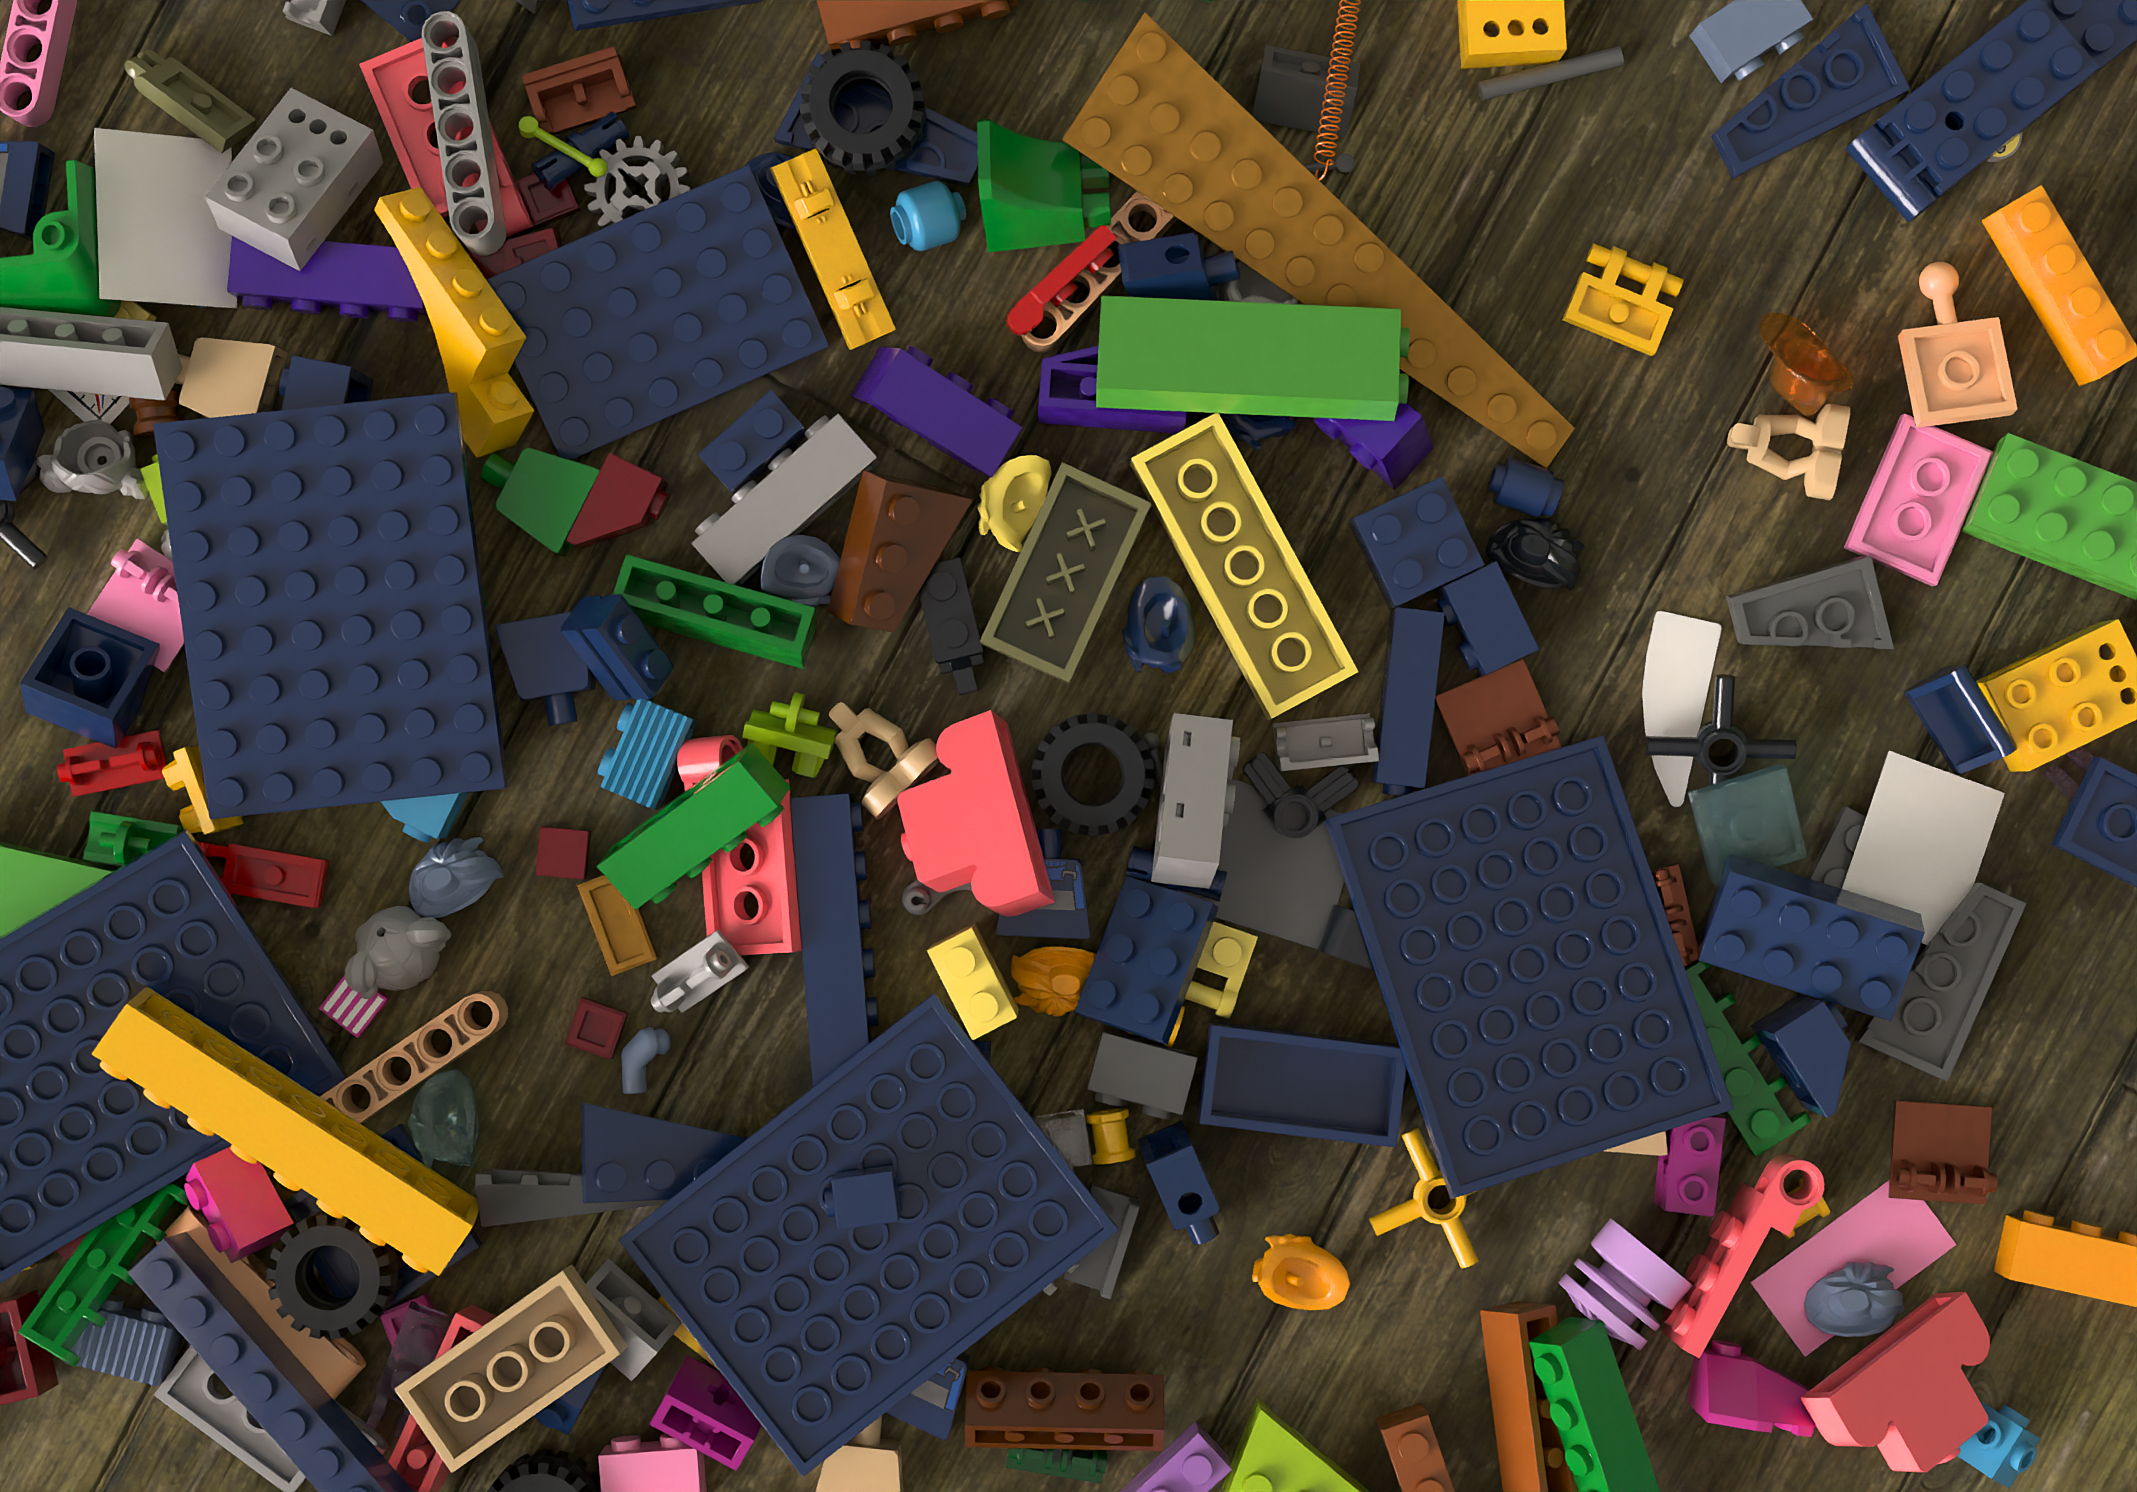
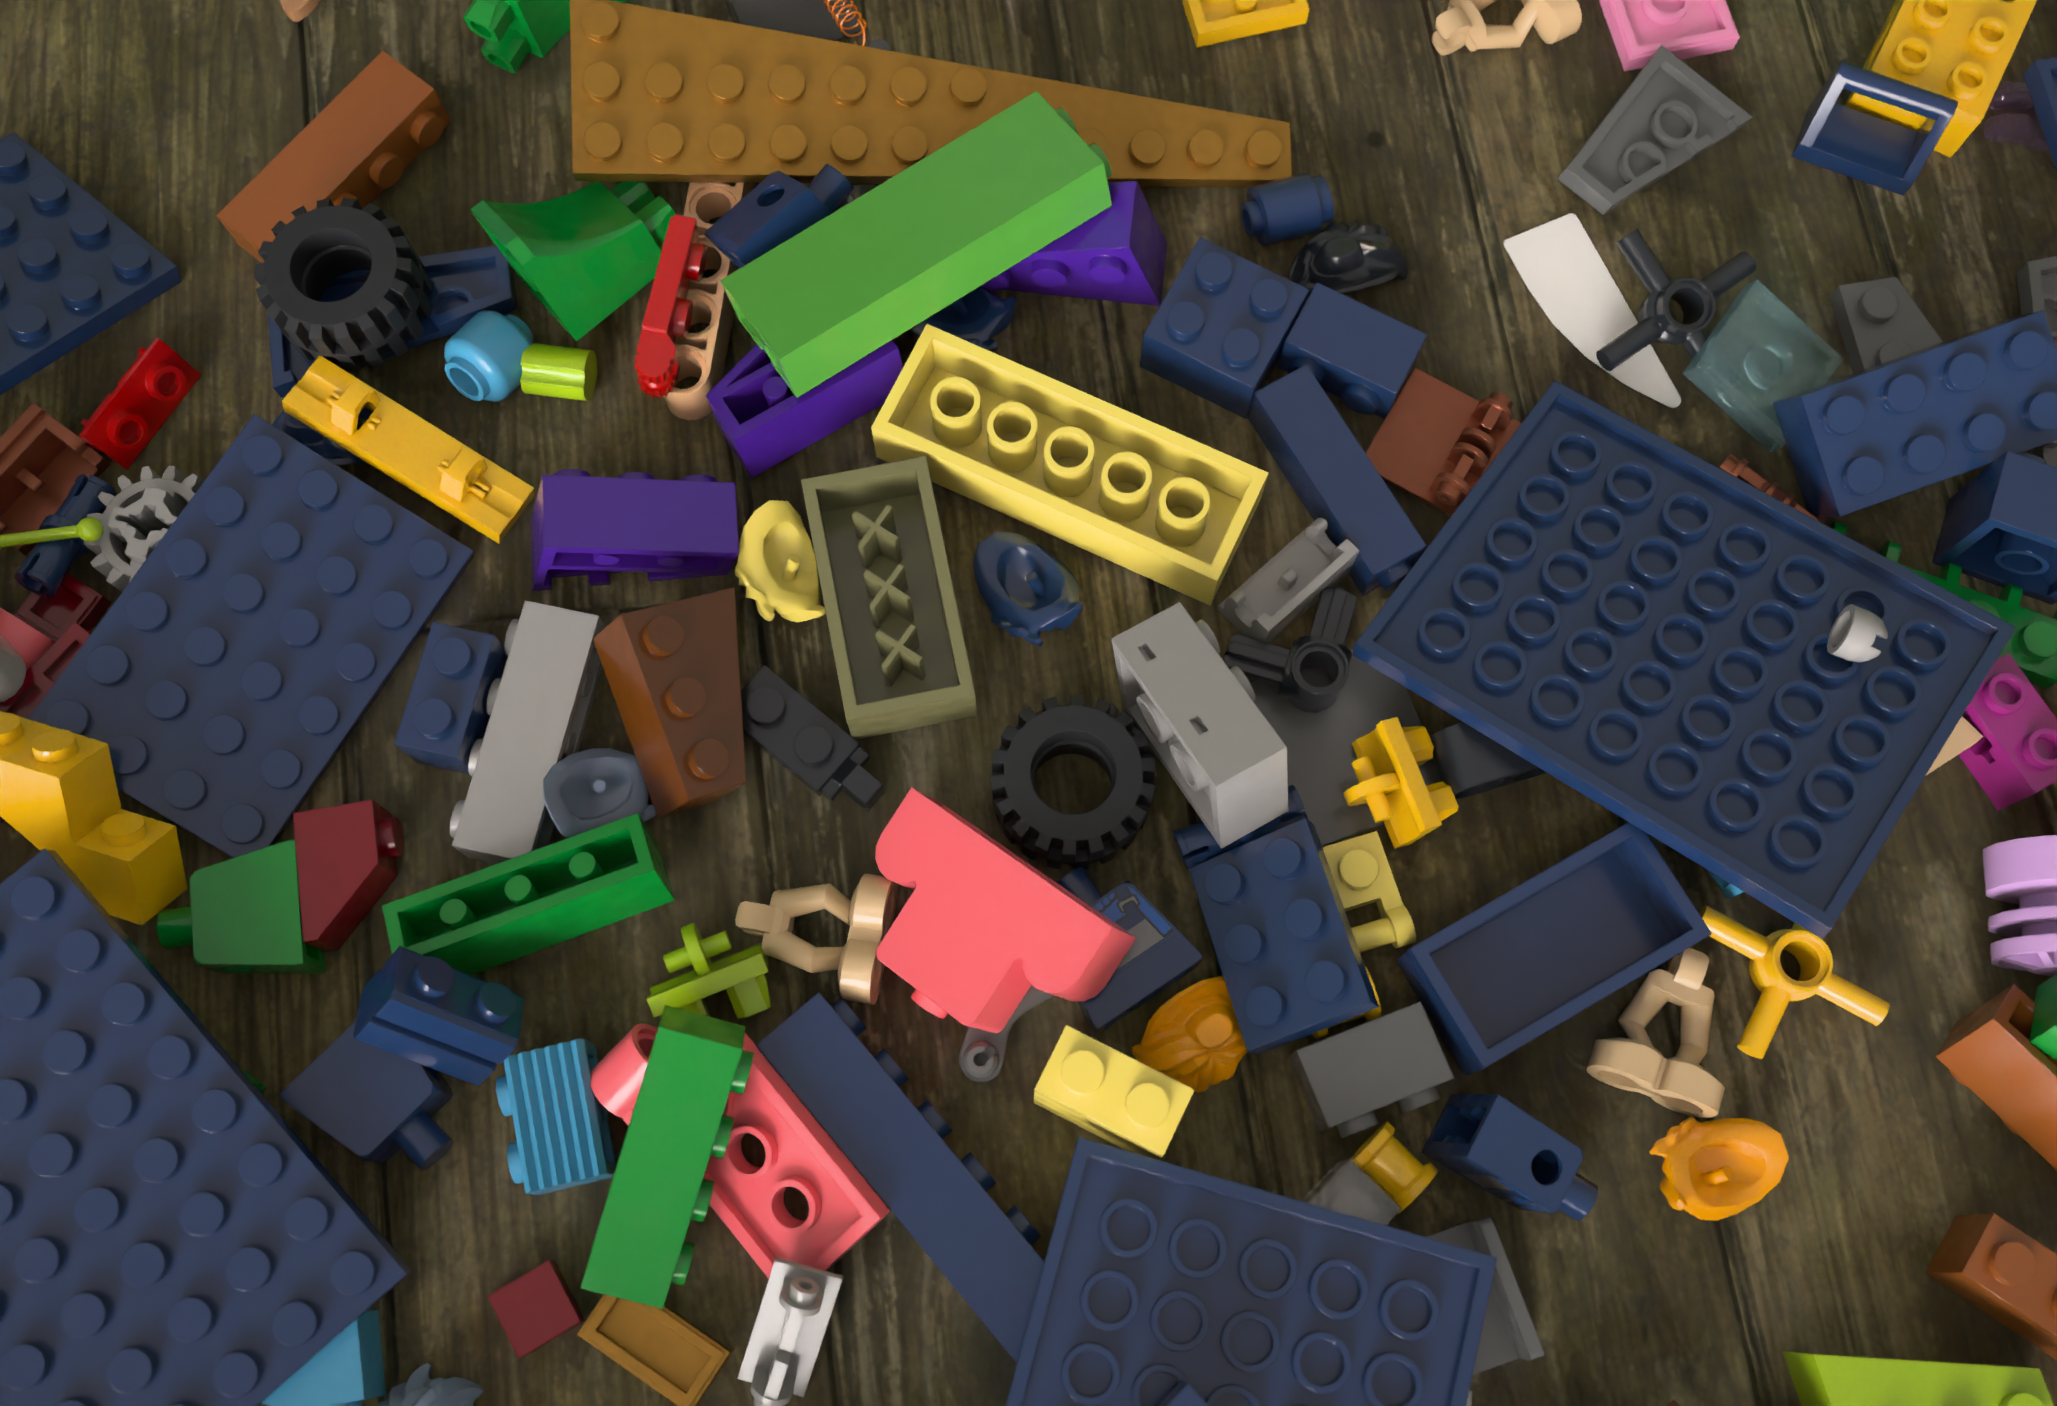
camera: 30 degrees left, 15 degrees down
(700, 75) = (139, 403): none -> red hinge
(965, 258) = (559, 372): none -> lime piece
(1287, 917) = (1394, 784): none -> yellow hips
(1301, 1184) = (1639, 1067): none -> tan piece
(1626, 1041) = (1855, 633): none -> light grey hinge
(1923, 840) = (1931, 261): white sticker -> none

